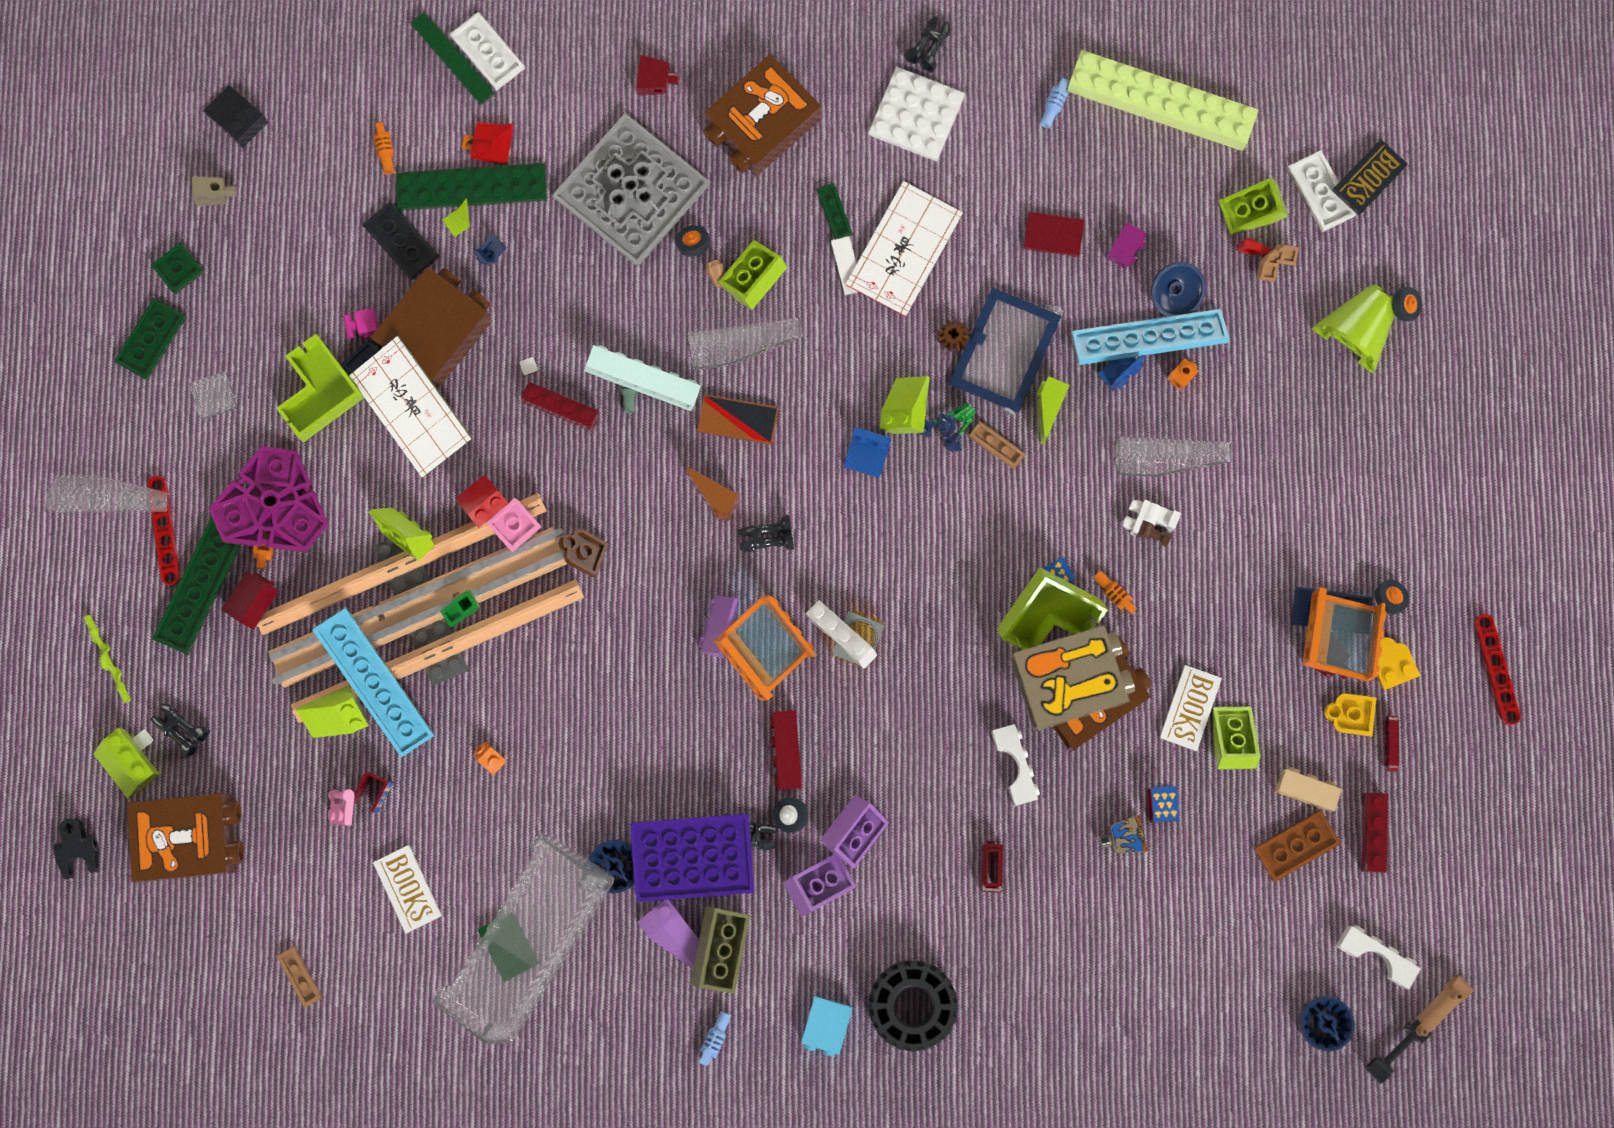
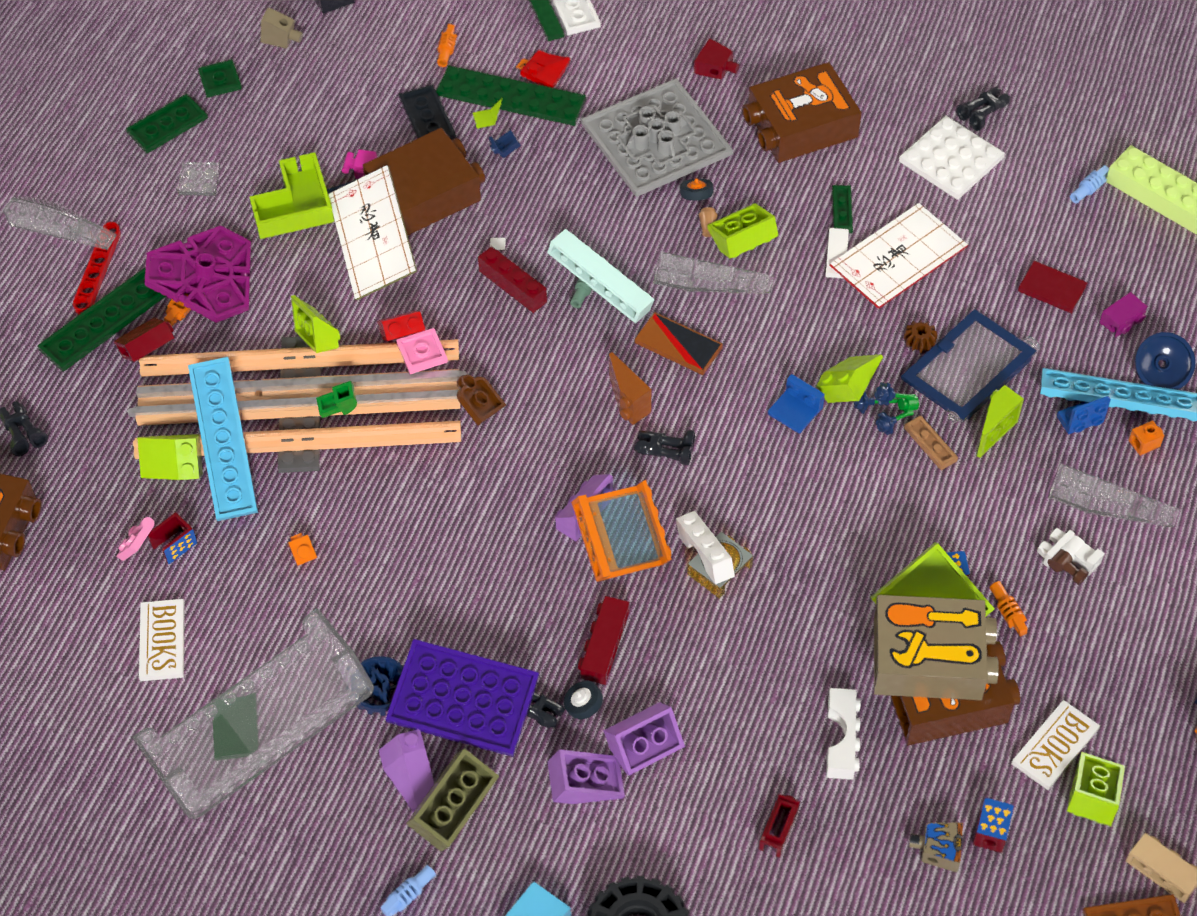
camera: 20 degrees right, 25 degrees down
(299, 976) = (13, 683): medium nougat tile -> none

